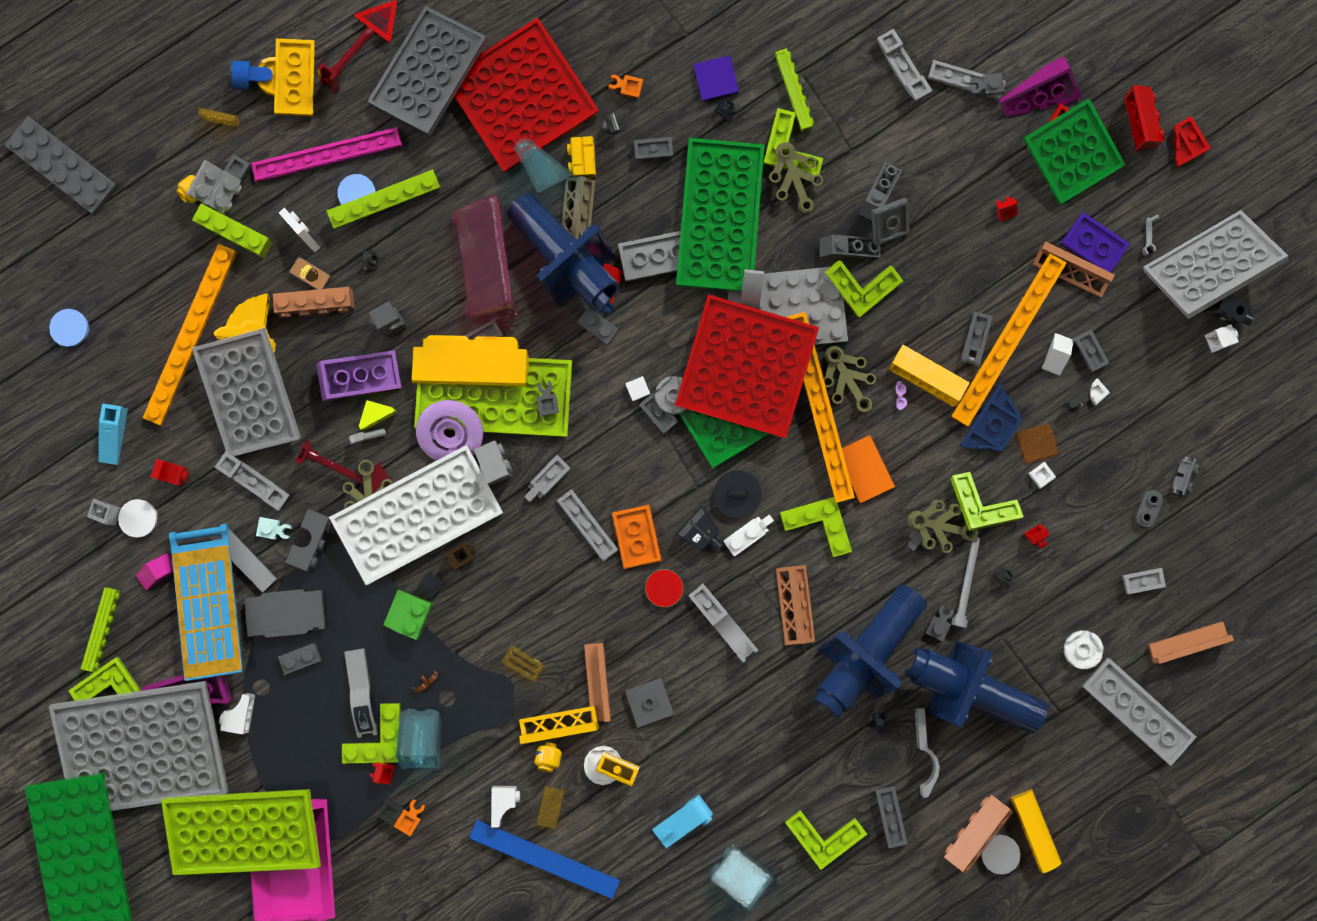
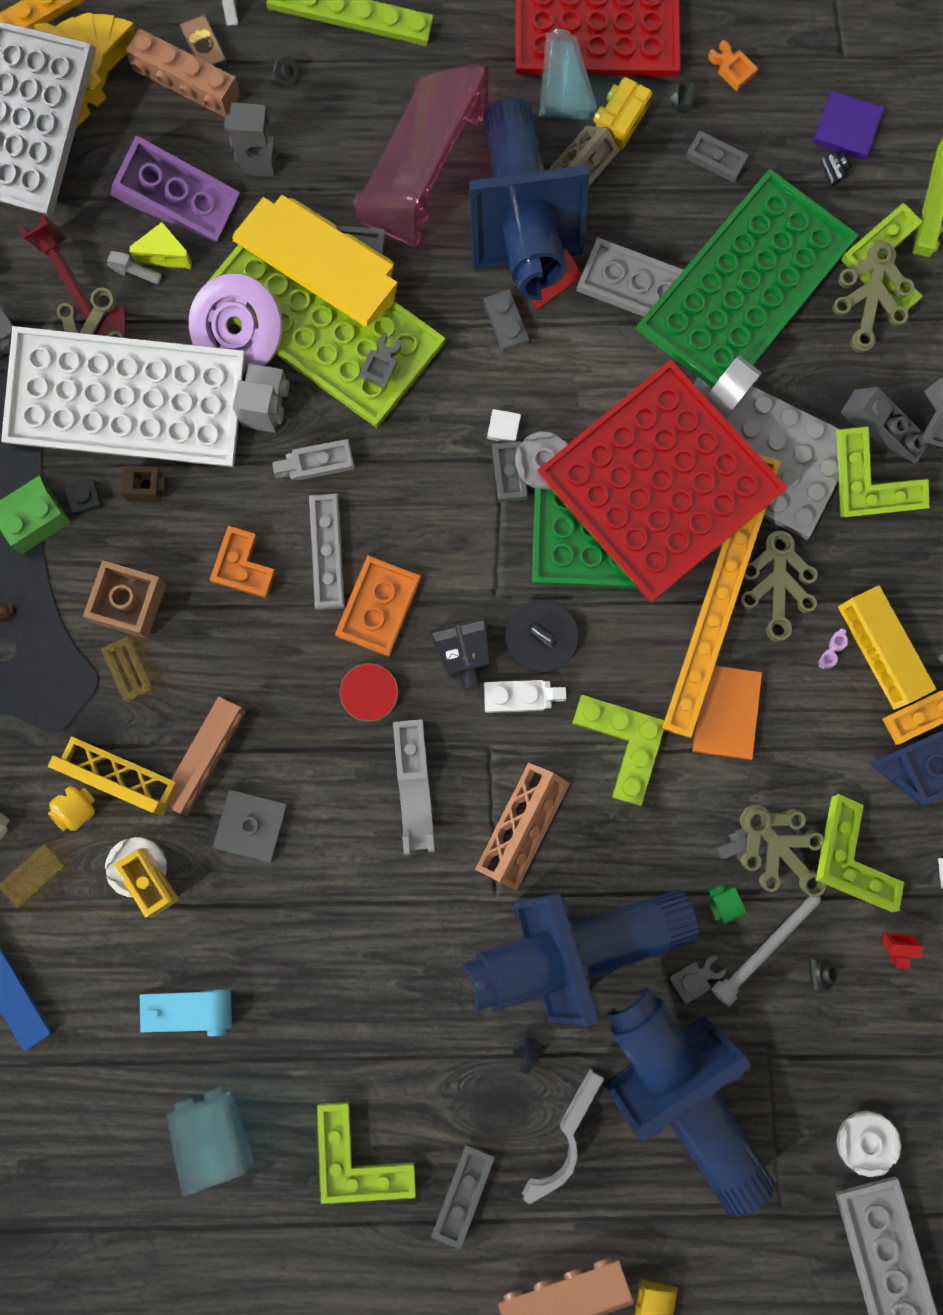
camera: 25 degrees right, 5 degrees down
(497, 626) = (125, 599): none -> medium nougat brick
(542, 568) = (233, 565): none -> orange plate
(930, 574) = (725, 903): none -> green plate

